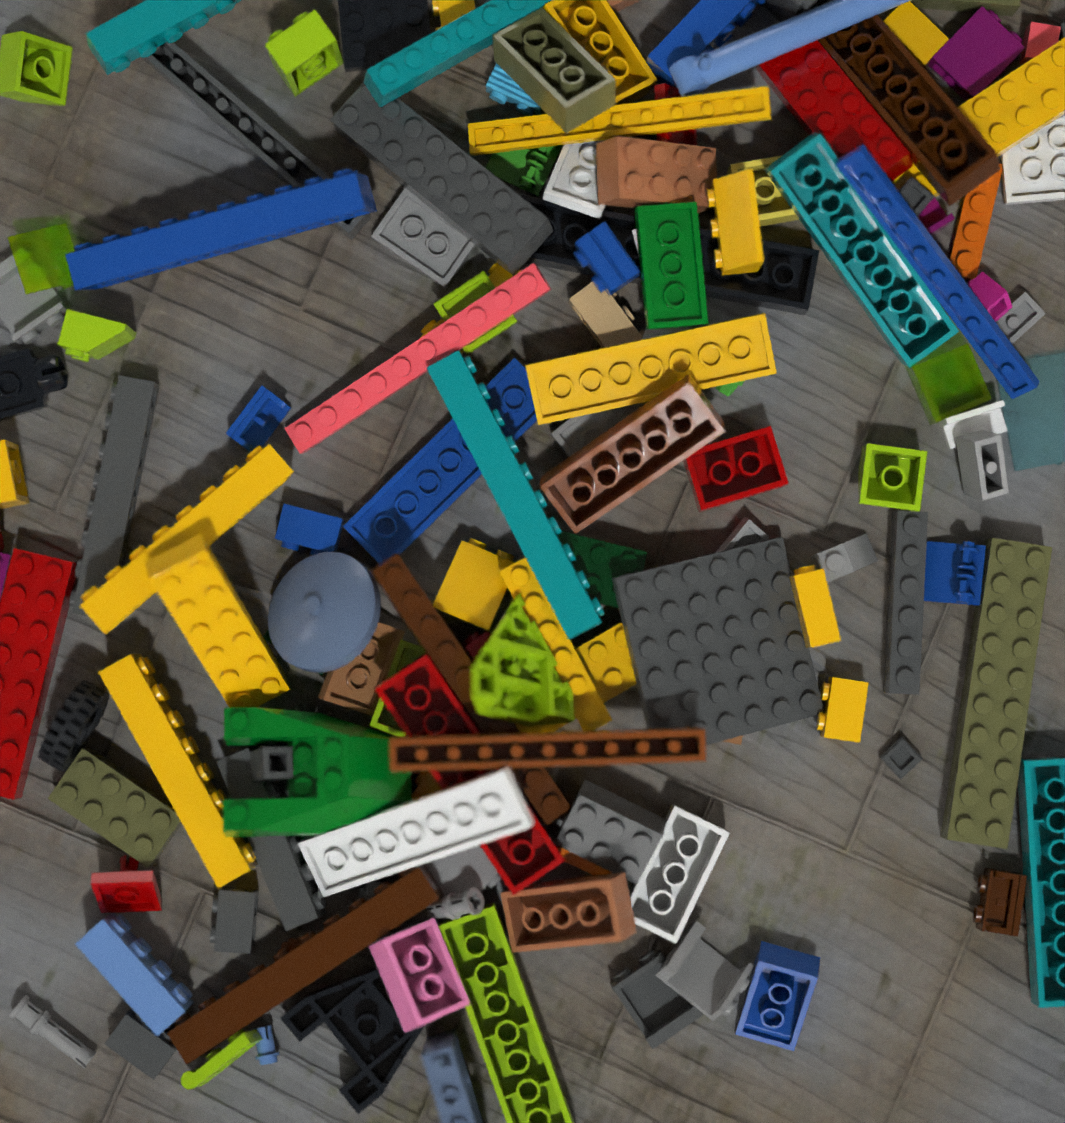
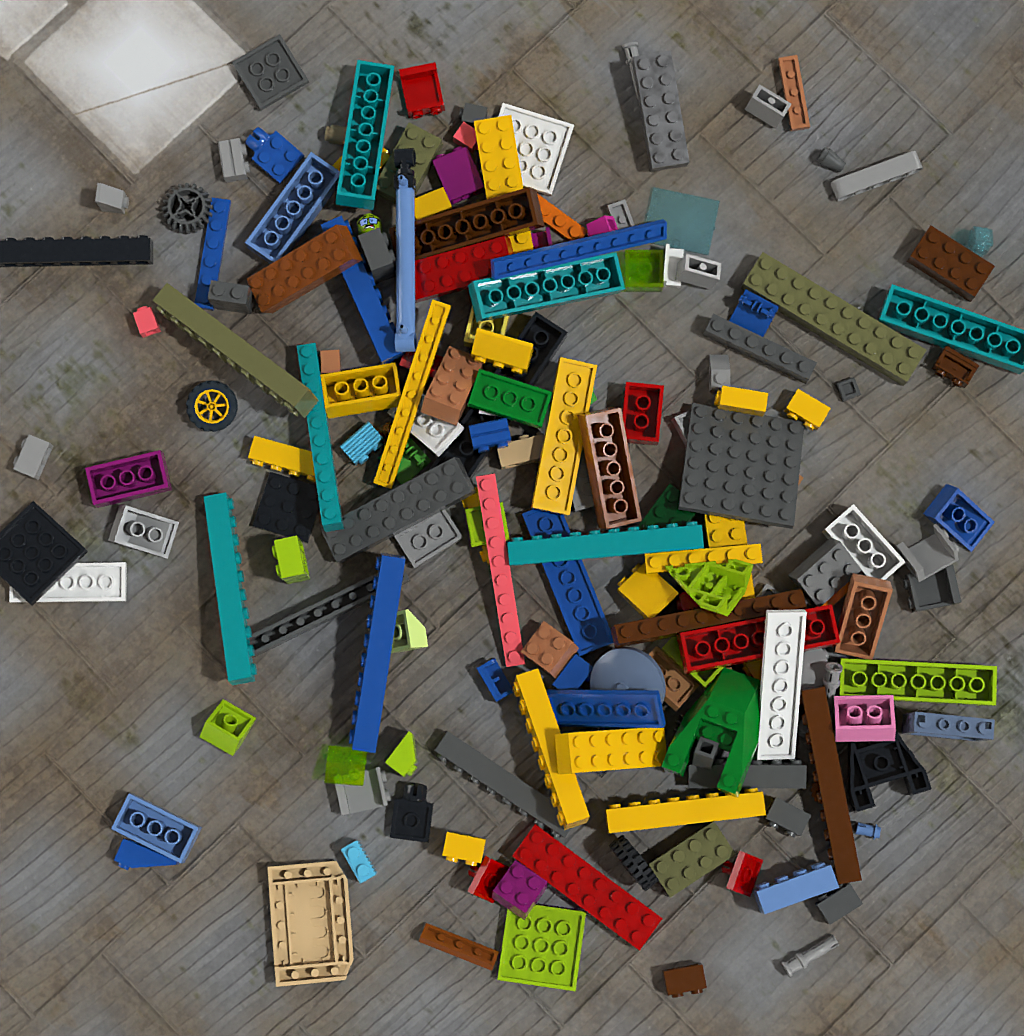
camera: 65 degrees left, 5 degrees down
(221, 1059) = (866, 860): lime plate -> none
(272, 265) = (408, 633): none -> yellowish green slope
(276, 594) = (607, 708): none -> blue plate
(332, 479) = (549, 649): none -> nougat brick
(547, 748) = (763, 585): dark orange brick -> none
(554, 70) = (367, 418): olive brick -> none
(891, 477) = (684, 326): lime slope -> none
(916, 195) = (528, 243): dark grey tile -> none

